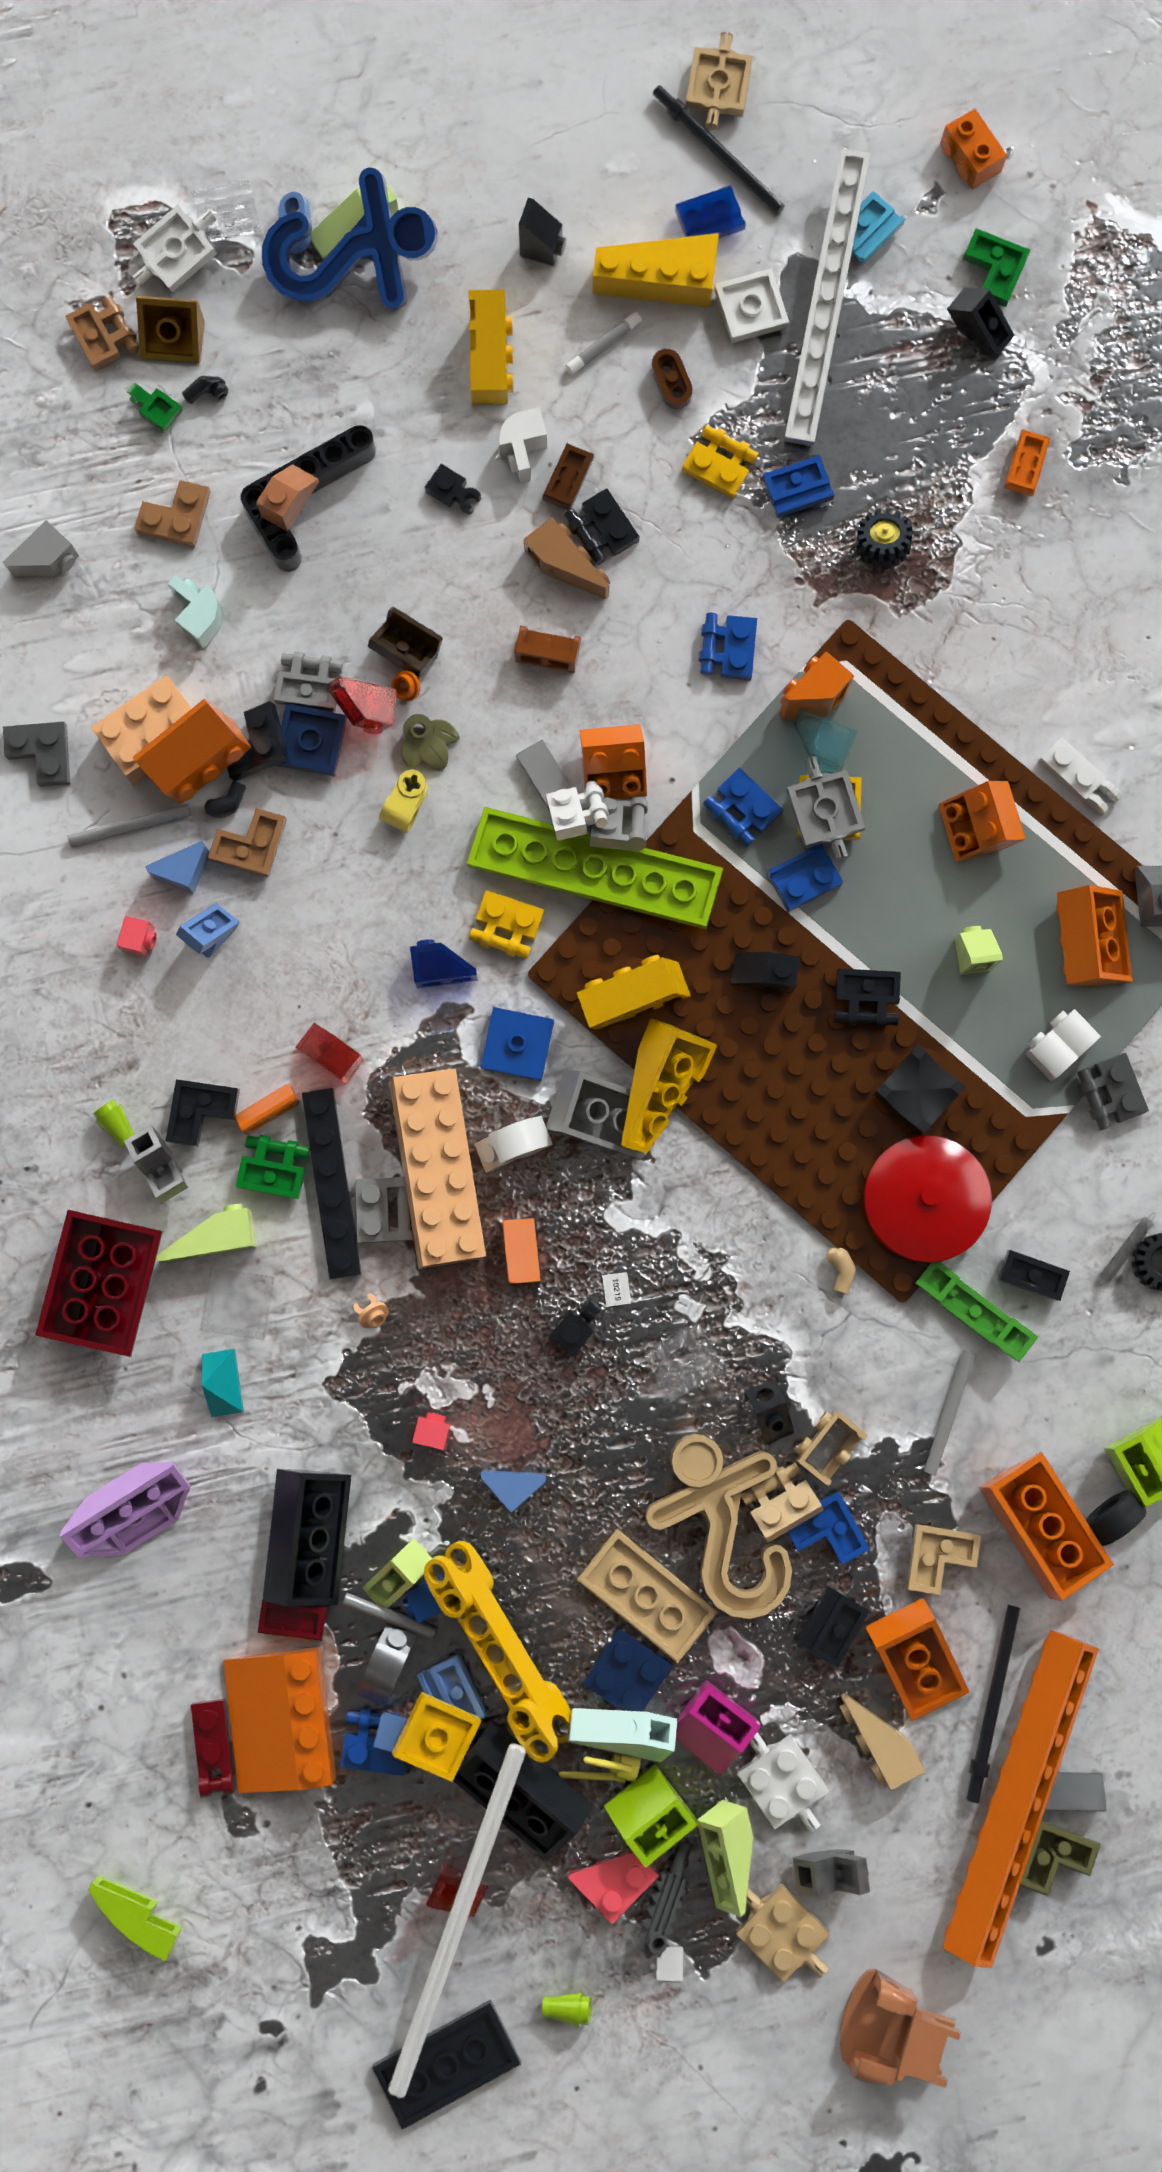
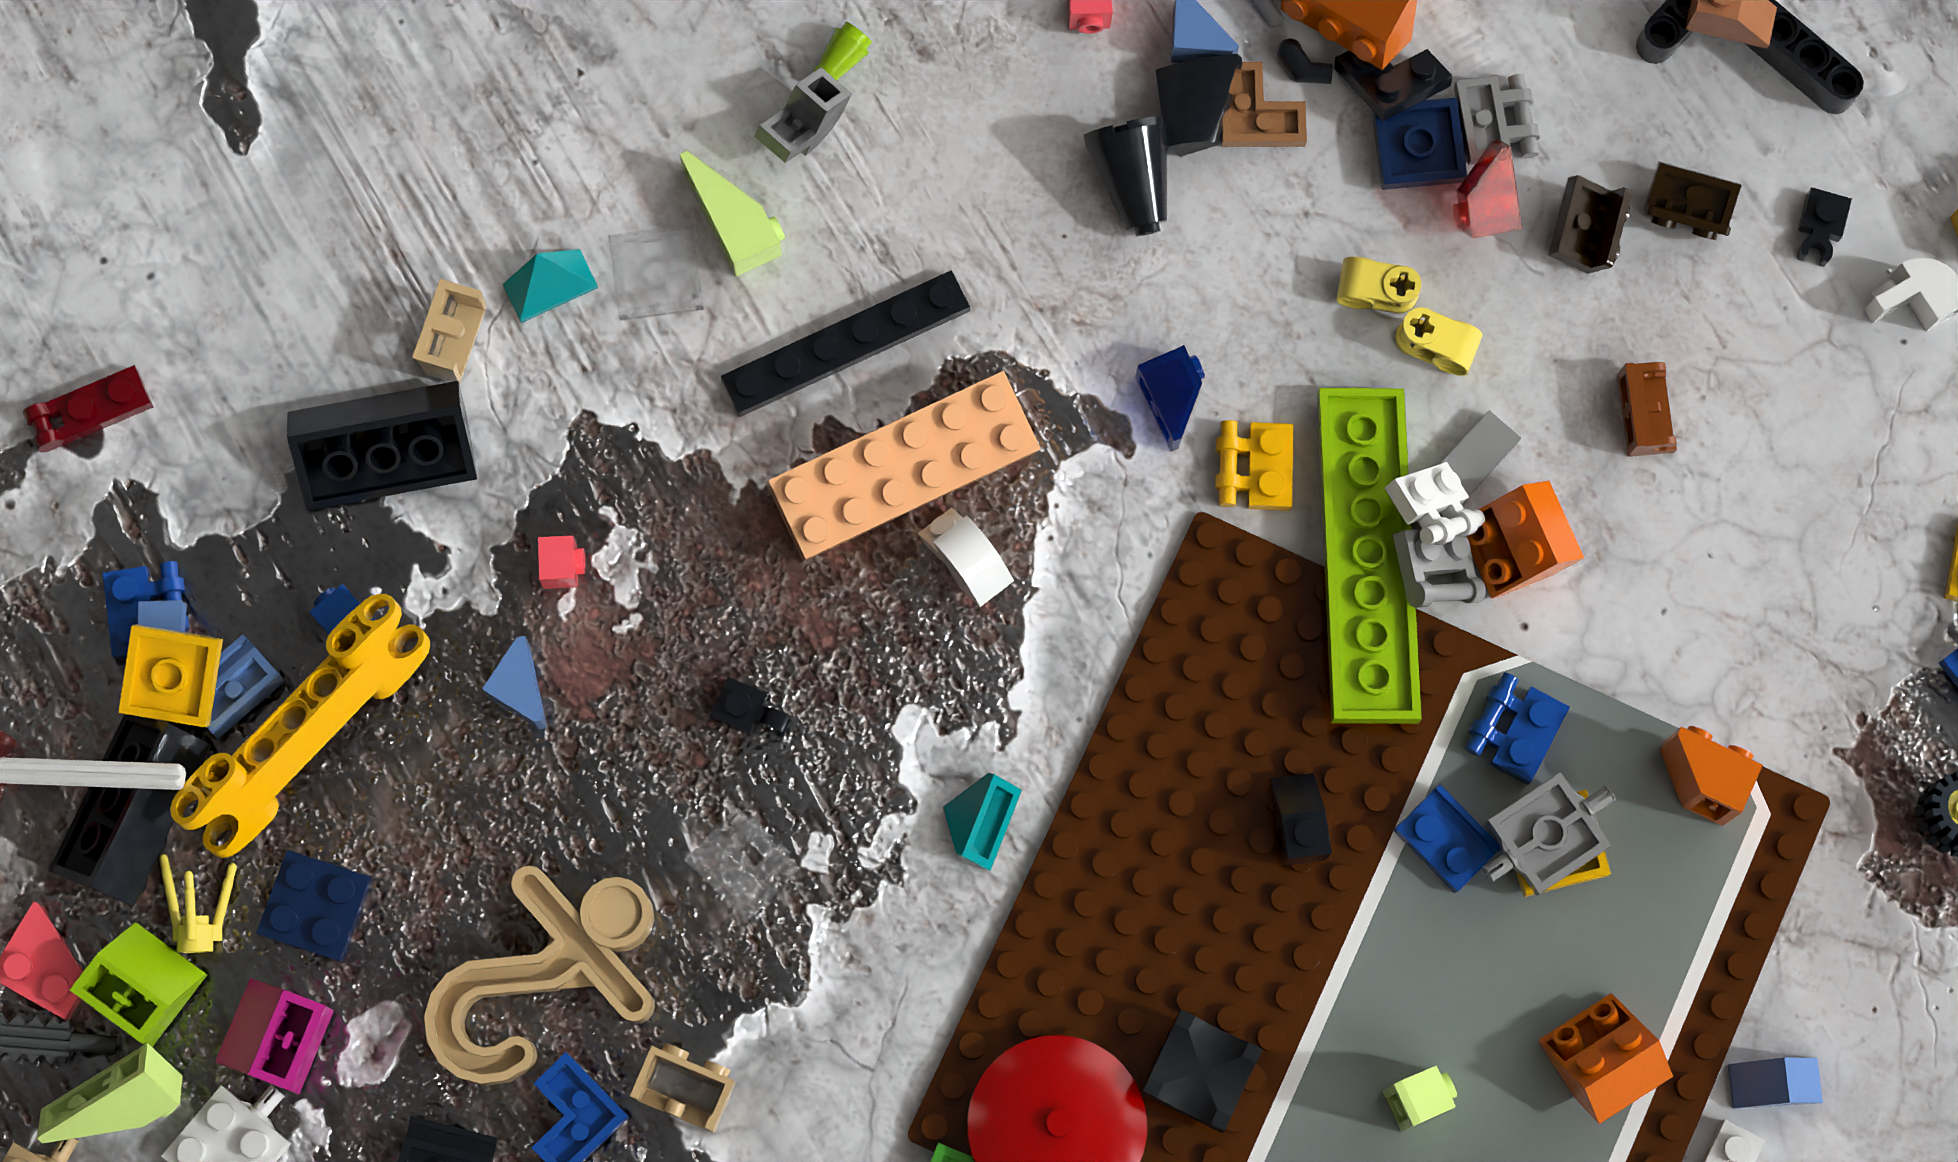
camera: 70 degrees right, 5 degrees down
(99, 1283) = (631, 90): dark red slope -> none
(127, 1511) = (354, 213): lavender wedge -> none
(193, 1102) = (892, 138): black plate -> none
(208, 930) = (1123, 88): medium blue slope -> none
(231, 884) = (1195, 100): none -> black slope
(238, 1465) = (450, 330): none -> tan window
(267, 1109) = (916, 235): orange slope -> none
(269, 1176) = (830, 263): green plate -> none
(270, 942) = (1133, 170): none -> black cone
(280, 1721) = (143, 482): orange slope -> none
(292, 1621) = (271, 460): dark red plate -> none
(330, 1053) = (1013, 291): clear red slope -> none
(372, 1315) = (690, 443): light nougat plate -> none
(373, 1211) = (826, 407): light grey plate -> none
(386, 1664) = (246, 587): flat silver brick -> none
(389, 1616) = (309, 576): light grey bar -> none
(398, 1575) = (364, 571): yellowish green slope -> none
(407, 685) = (1532, 242): orange plate -> none
(410, 569) = (1691, 200): none -> dark brown bracket
(430, 745) = (1463, 296): olive plate -> none
(460, 768) = (1442, 342): none -> light yellow piece
(517, 1044) = (1101, 525): blue plate -> none
(521, 1251) = (828, 608): orange slope -> none
(560, 558) = (1775, 390): medium nougat slope -> none
(568, 477) = (1893, 368): reddish brown plate -> none
(591, 1111) = (1040, 662): light grey slope -> none
(609, 521) = (1851, 441): black plate -> none
(616, 1289) = (814, 749): white sticker -> none
(624, 1732) = (236, 916): light aqua slope -> none
(632, 991) = (1215, 649): yellow wedge -> none
(647, 1595) = (423, 903): tan tile -> none
(663, 1073) = (1117, 722): yellow wedge -> none
(700, 1189) = (981, 818): none -> teal slope
(738, 649) = (1736, 661): blue plate -> none
(773, 1414) = (706, 998): black bracket -> none
(787, 1509) = (583, 1051): tan plate -> none
(824, 740) = (1644, 814): clear light blue slope -> none
(844, 1265) = (932, 1042): tan arm -> none
(867, 987) = (1322, 965): black plate -> none
(1025, 718) = (1775, 1082): none -> medium blue slope

